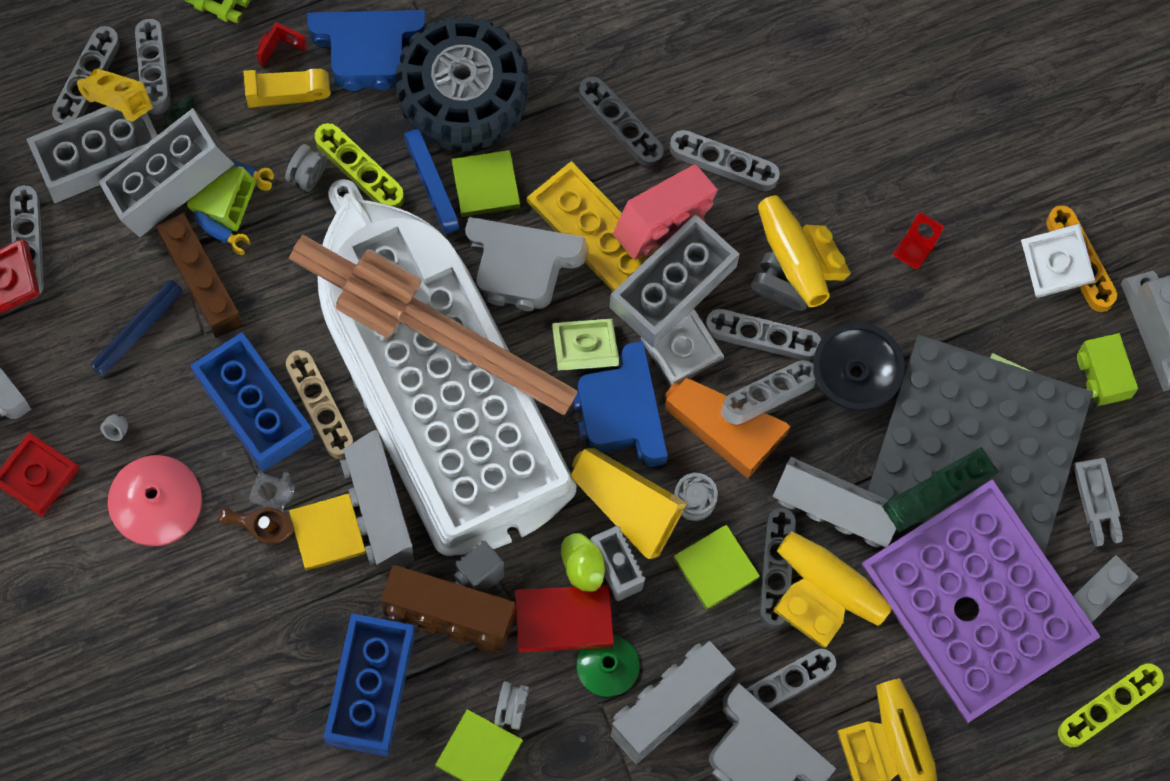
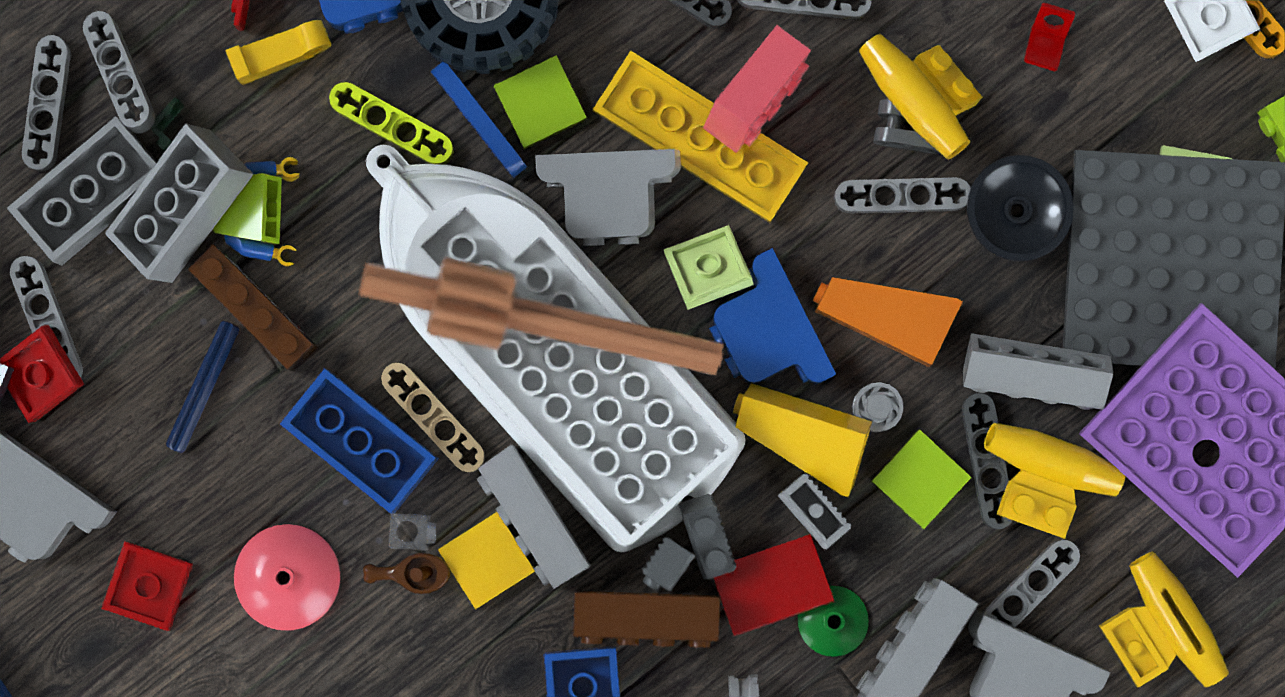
camera: 10 degrees left, 15 degrees up
(109, 427) = (216, 509): light grey hinge -> none
(116, 92) = (90, 124): yellow leg -> none
(306, 167) = (333, 145): light grey wheel -> none
(520, 559) = (707, 536): none -> dark grey brick
(583, 562) = (777, 520): lime cap -> none
(674, 280) = (789, 169): light grey brick -> none
(685, 350) = (815, 235): white tile -> none
(766, 388) = (927, 265): light grey beam -> none
(940, 489) = (1147, 330): clear green slope -> none

